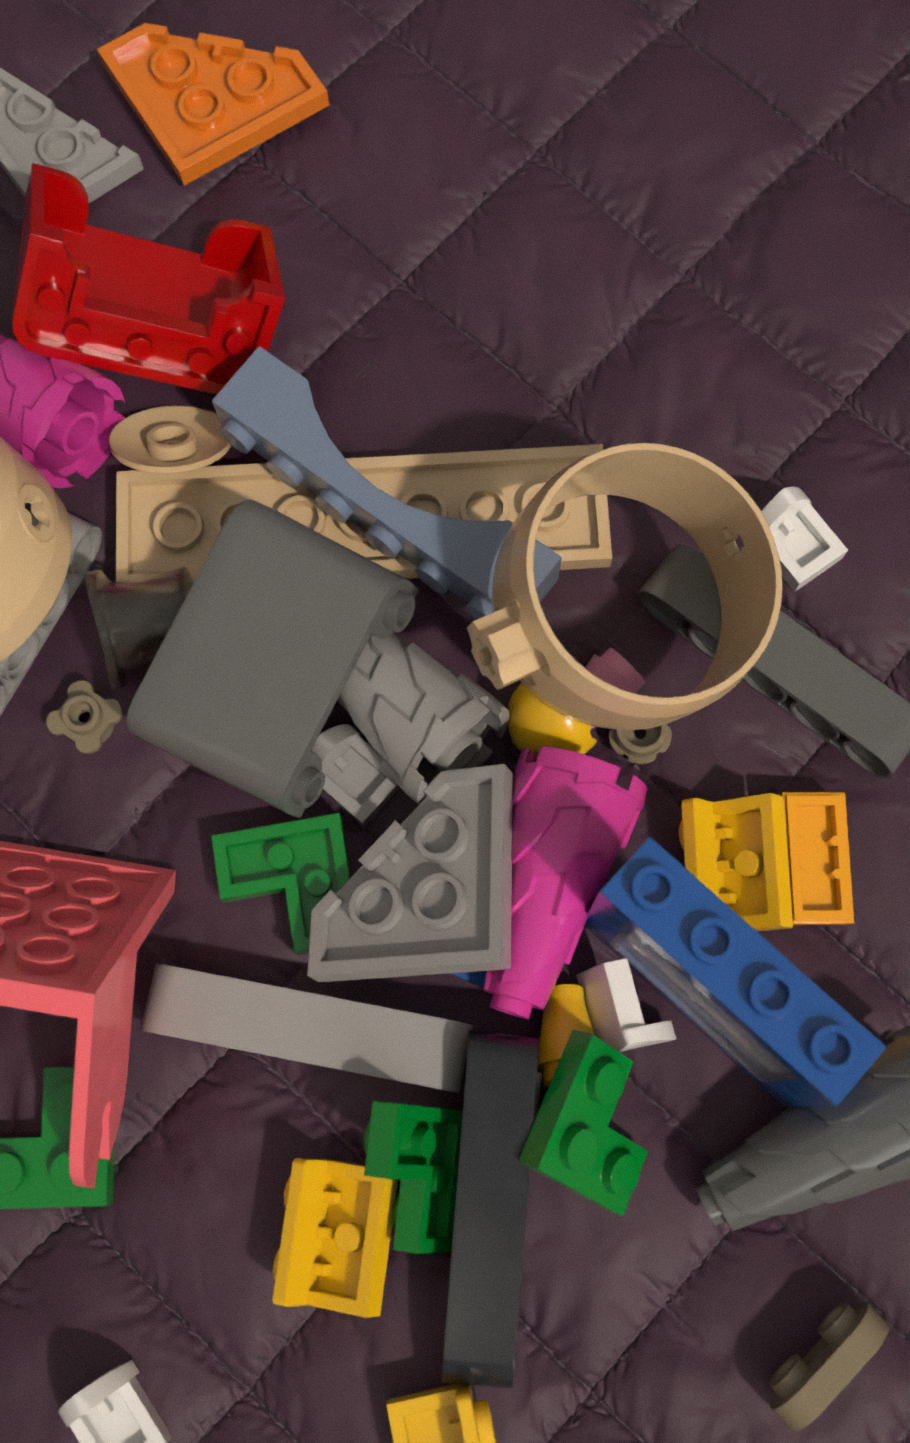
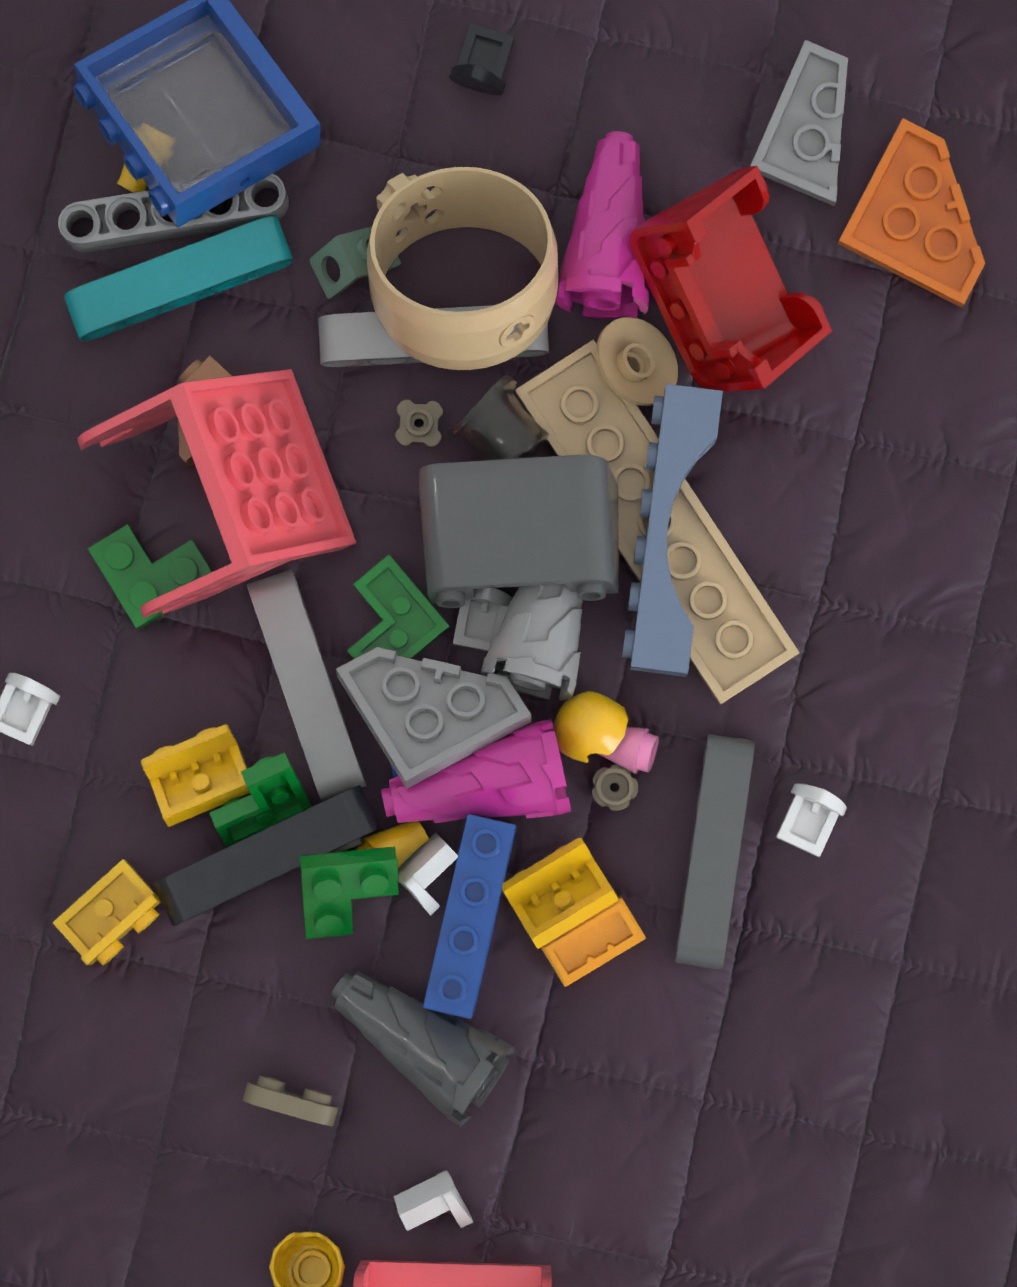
camera: 60 degrees right, 10 degrees up
(712, 509) = (597, 678): tan cylinder -> none

